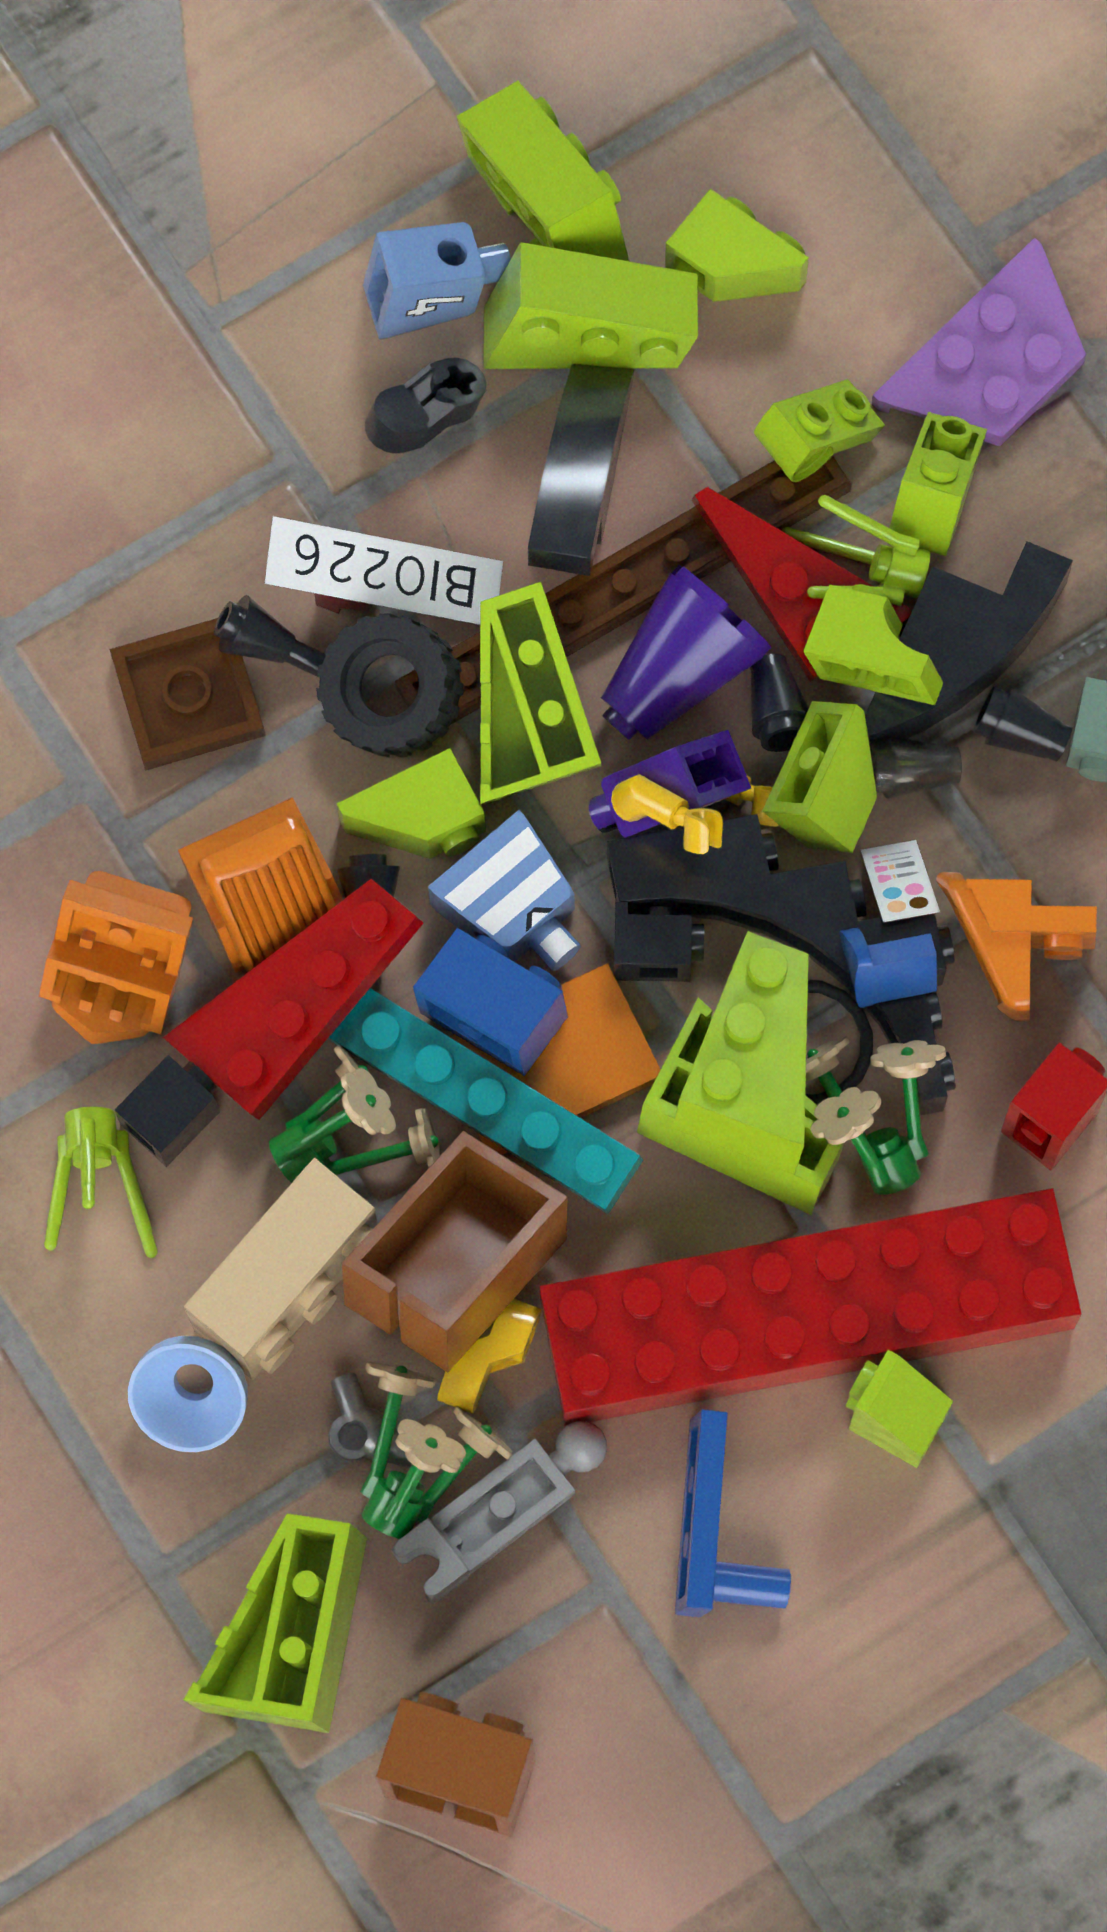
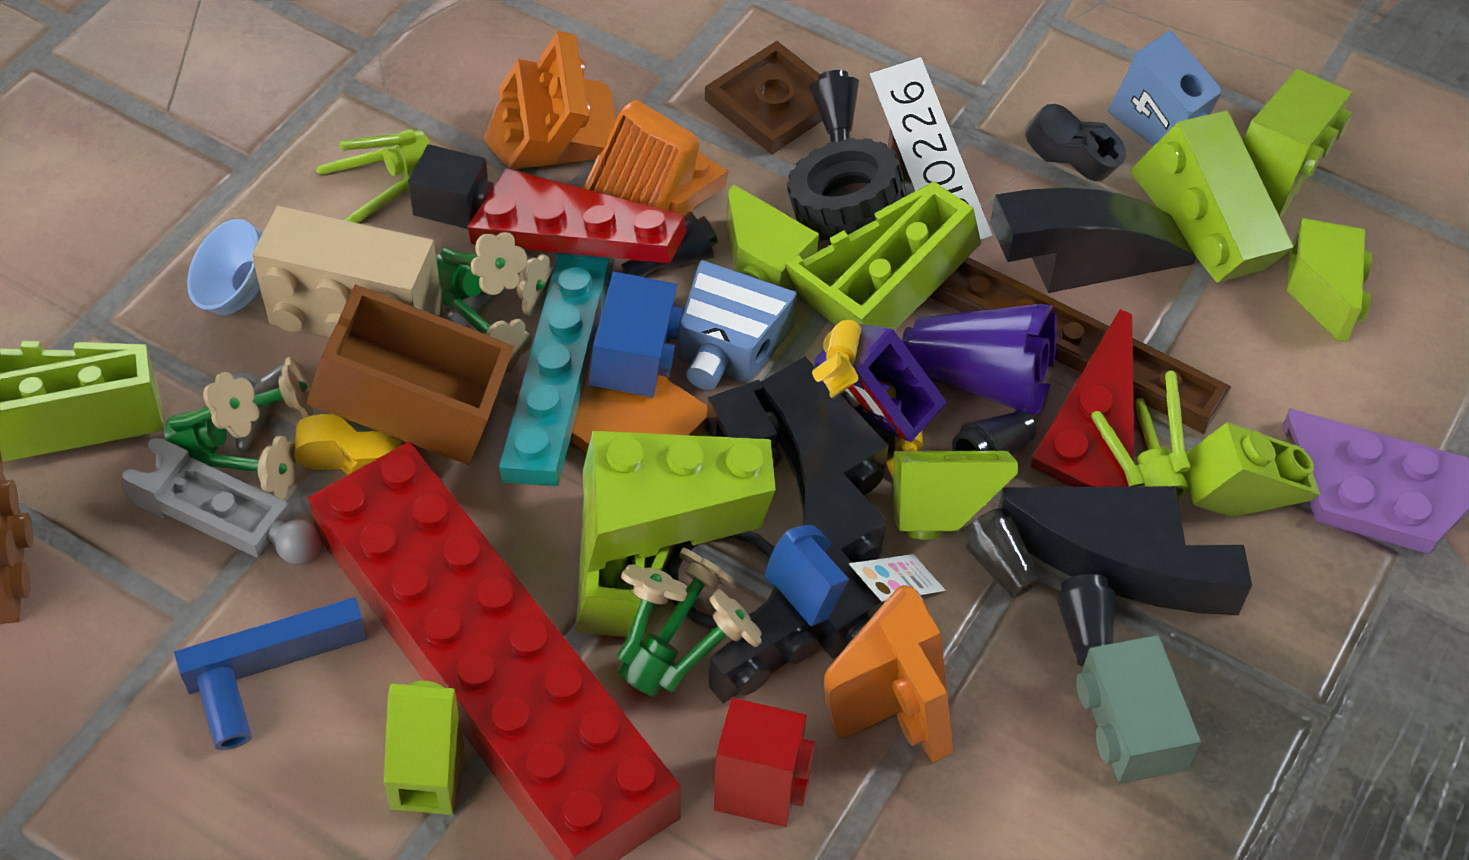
camera: 60 degrees right, 20 degrees down
(813, 426) = (1228, 365): lime plate -> none
(860, 646) = (1074, 454): lime arch -> none

